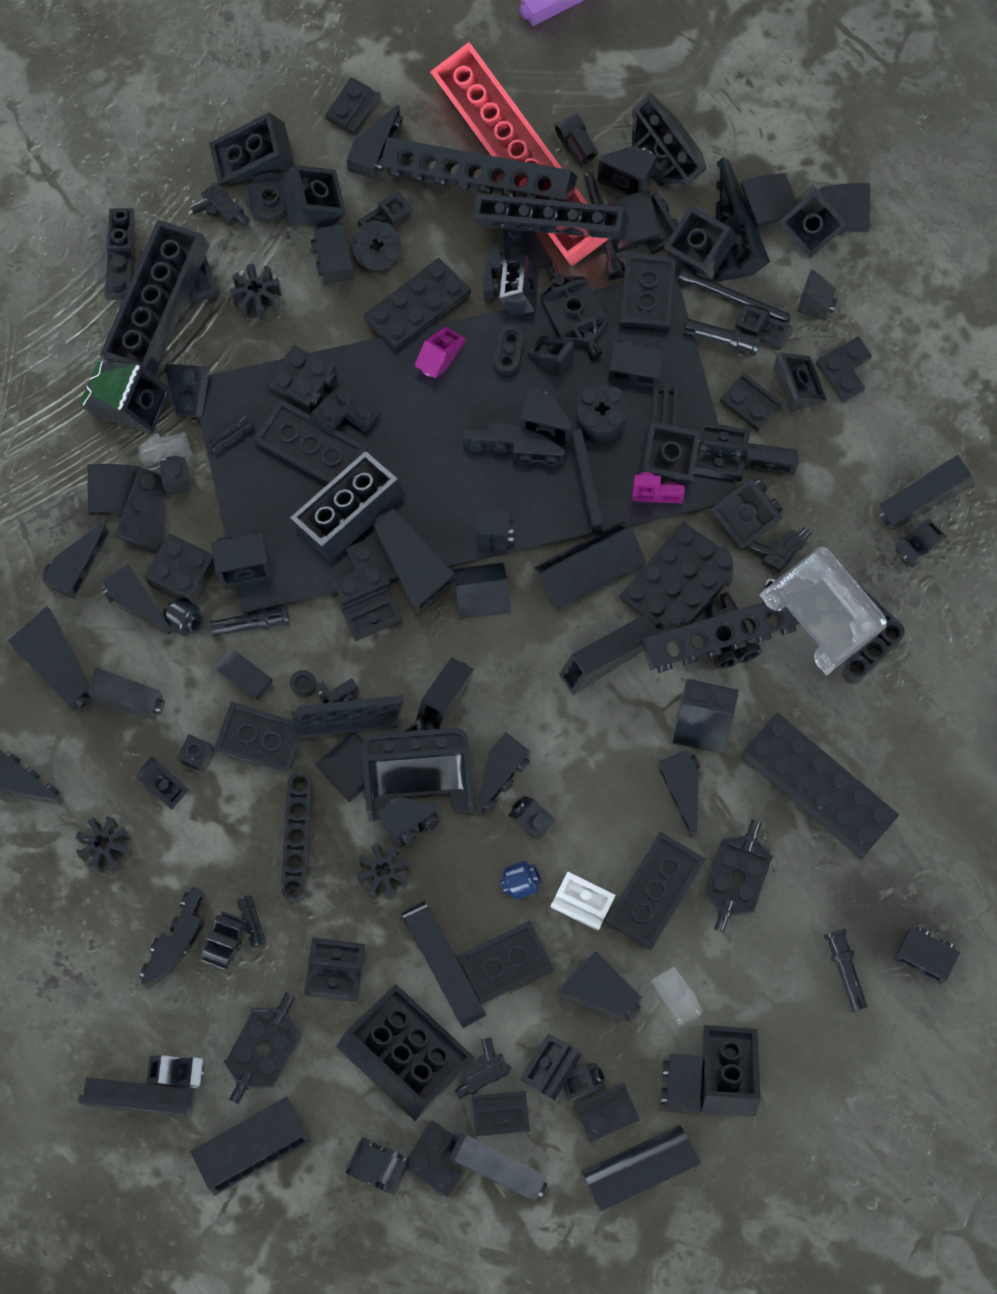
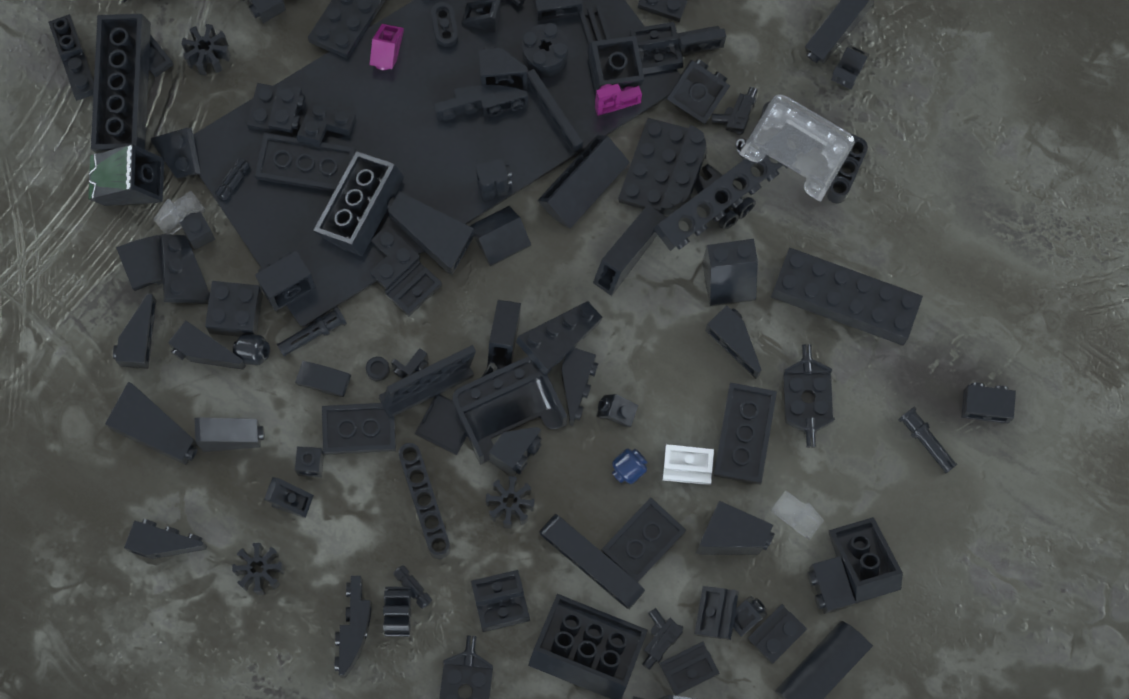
camera: 25 degrees left, 0 degrees up
(494, 718) = (555, 338): none -> black wing

